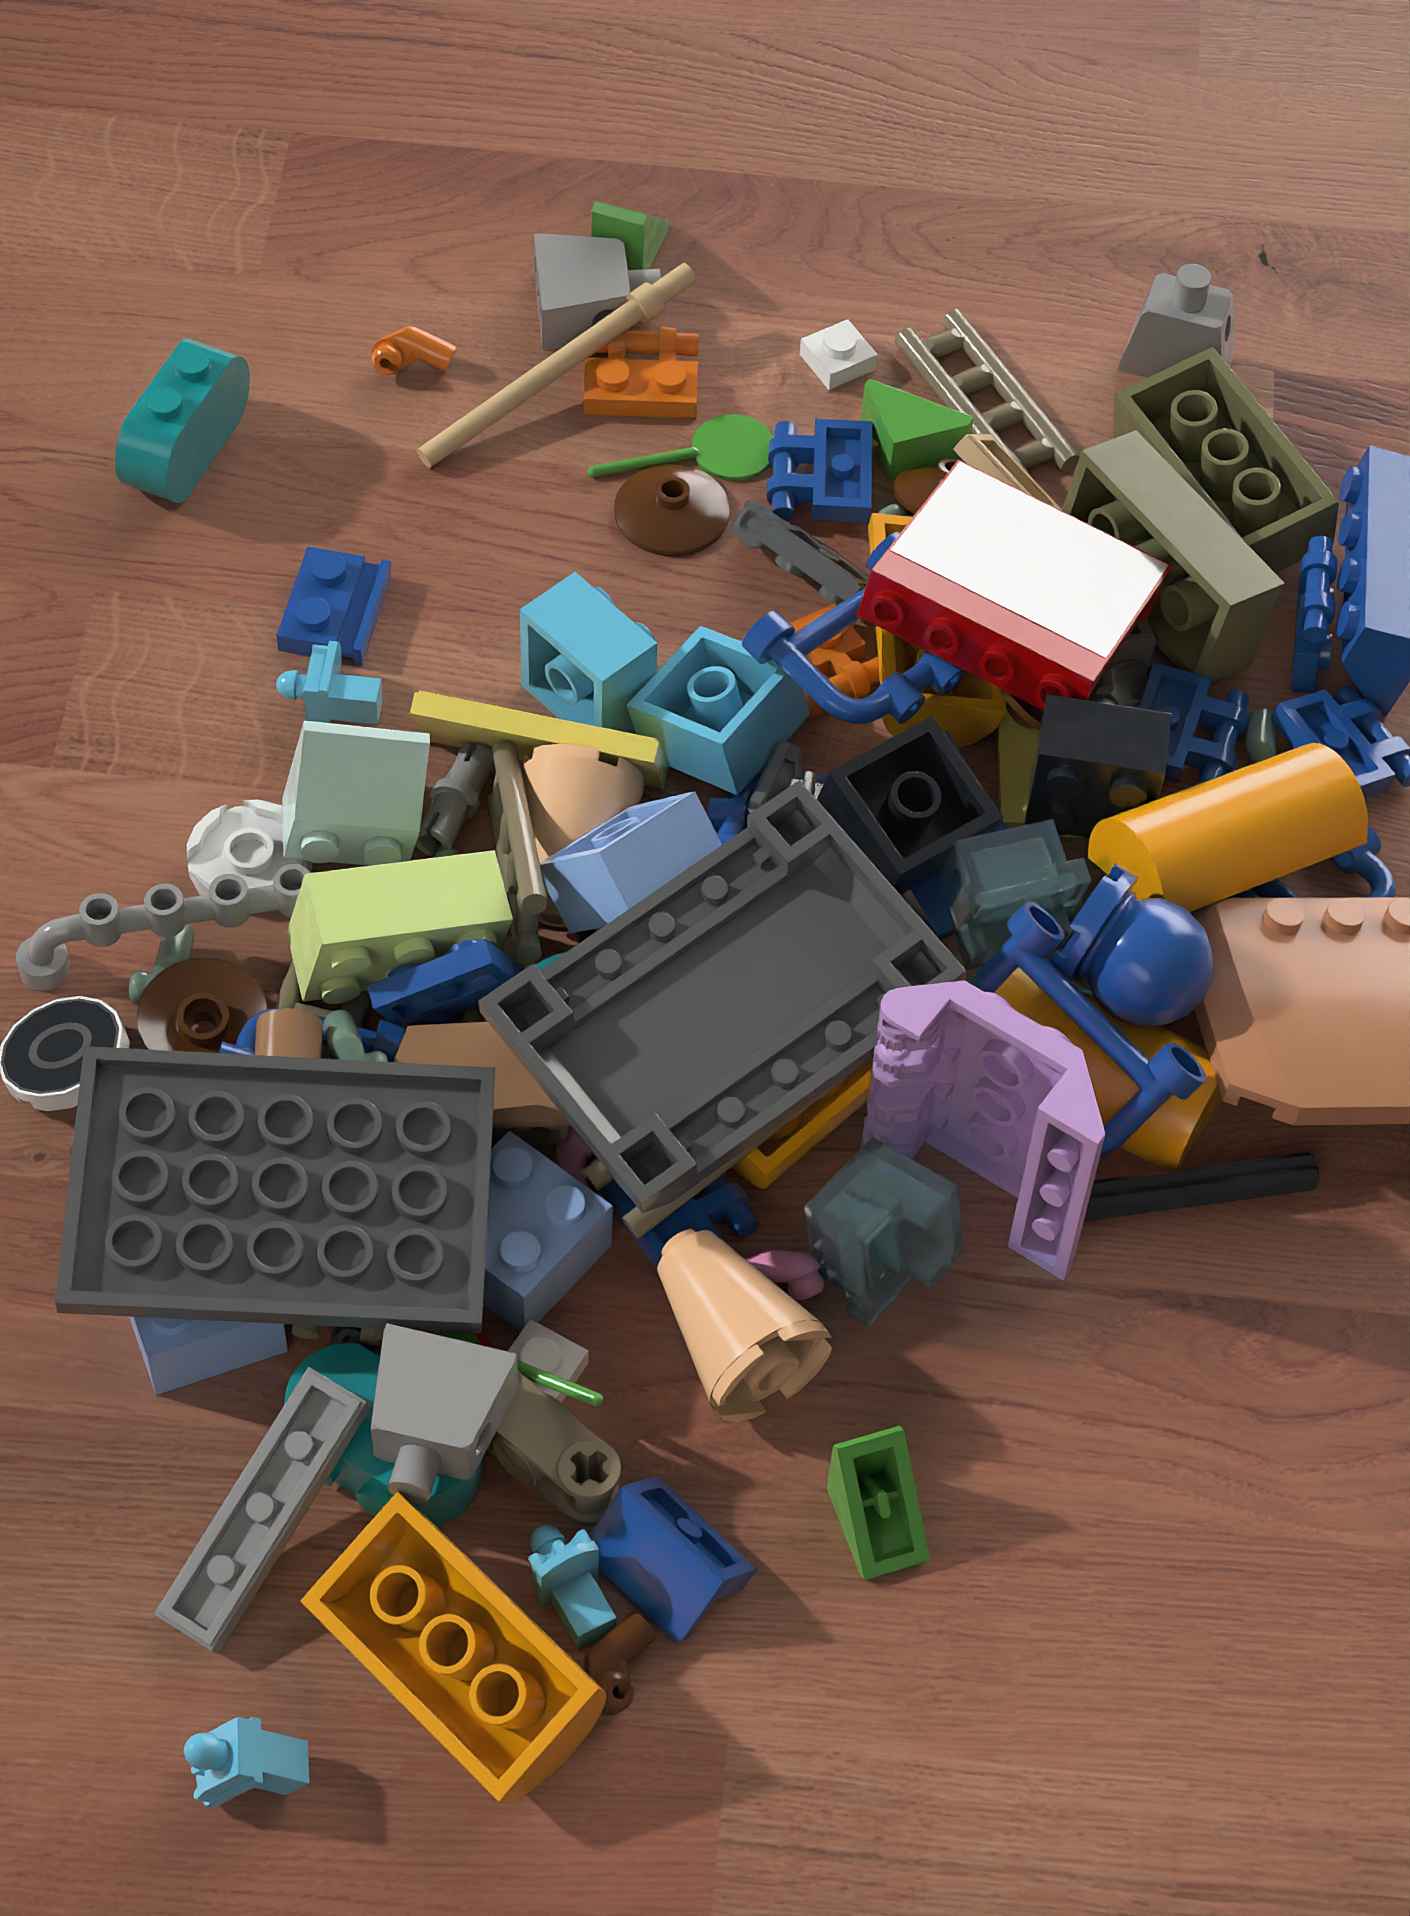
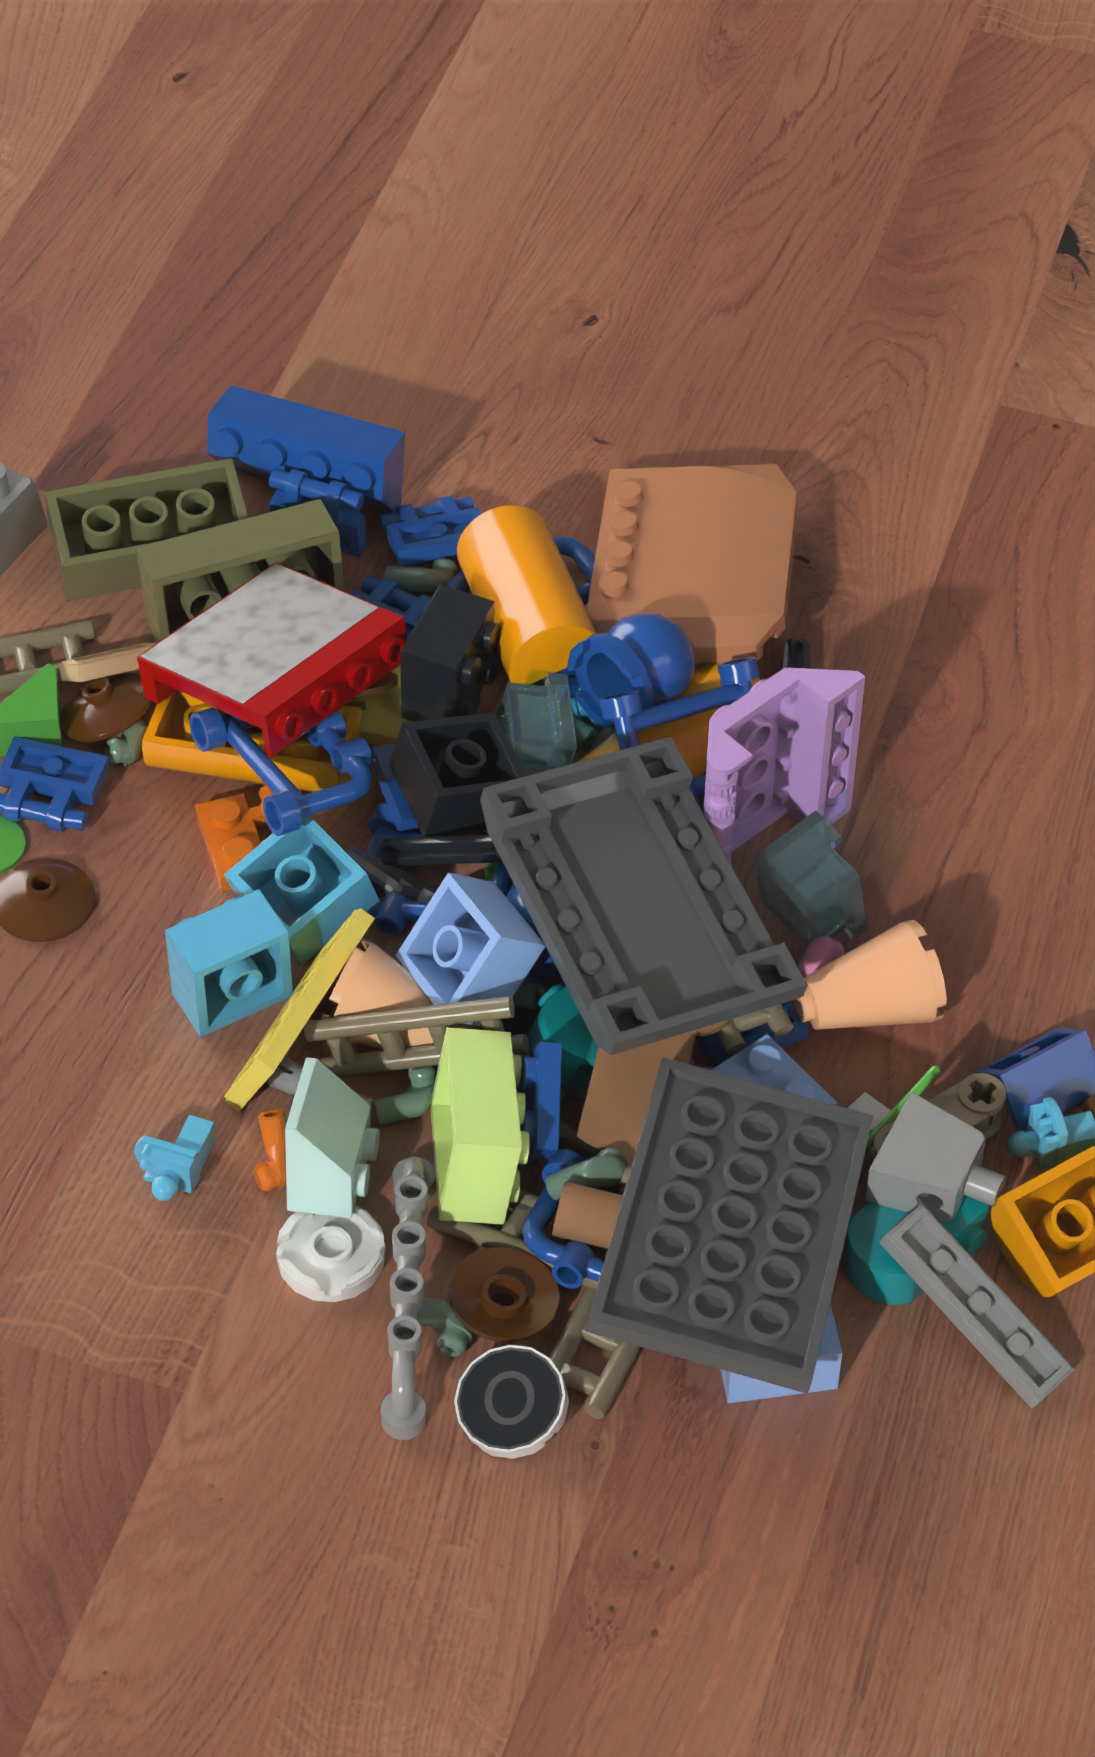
camera: 75 degrees left, 5 degrees down
(334, 600) = (74, 1151): blue plate -> none
(799, 552) = (138, 813): dark grey hinge -> none
(878, 1502) = (1023, 942): bright green slope -> none

